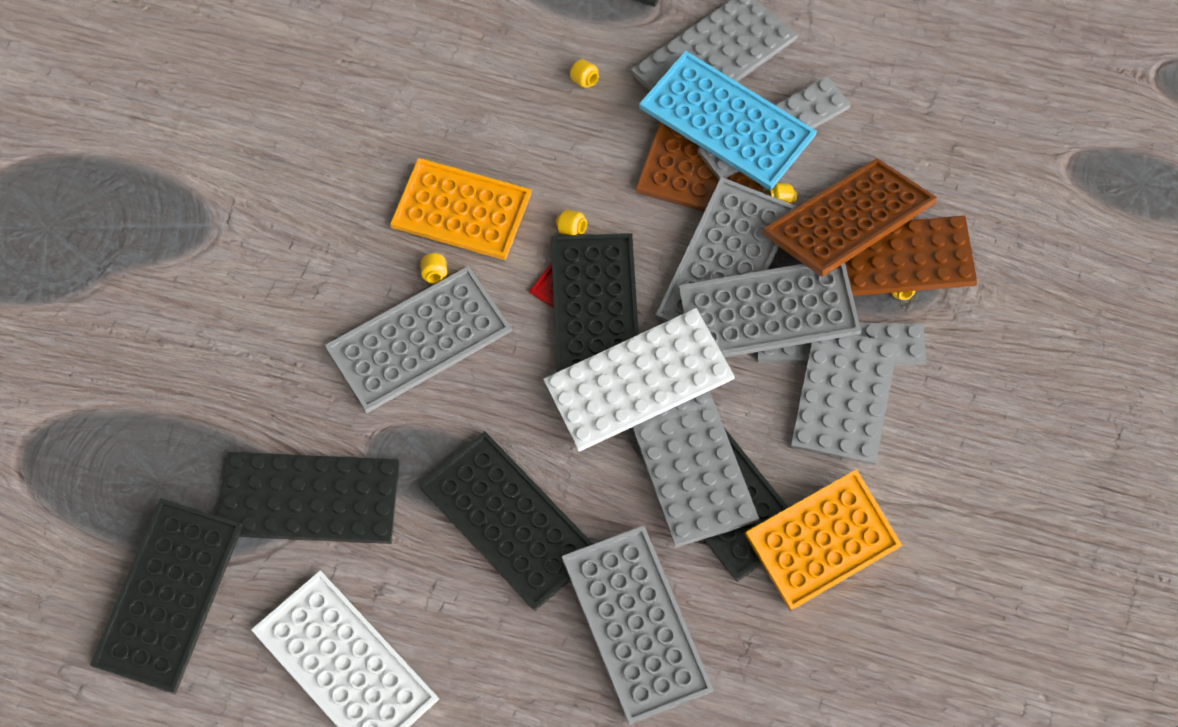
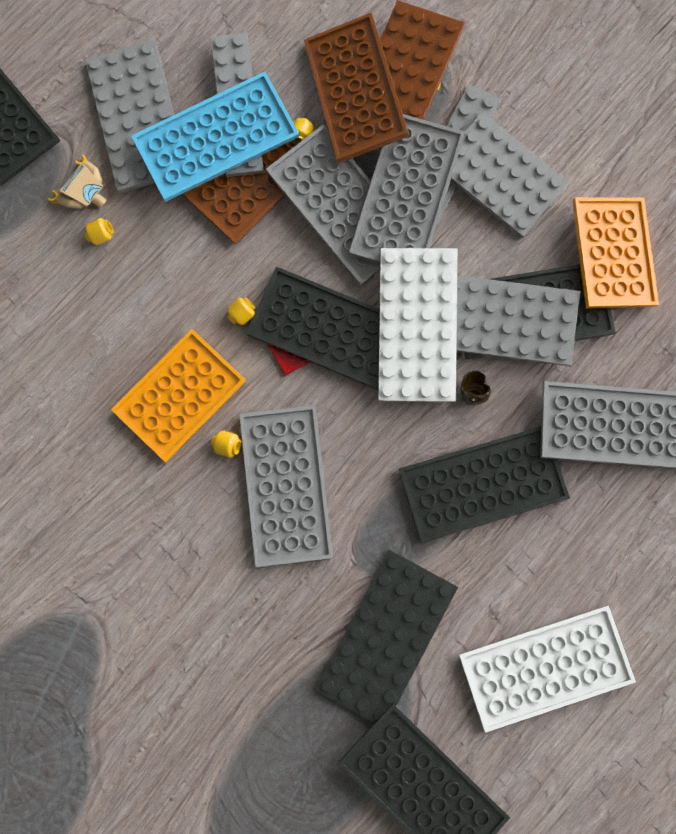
camera: 65 degrees left, 15 degrees up
(603, 464) = (474, 388): none -> dark brown helmet
(618, 40) = (81, 187): none -> tan torso

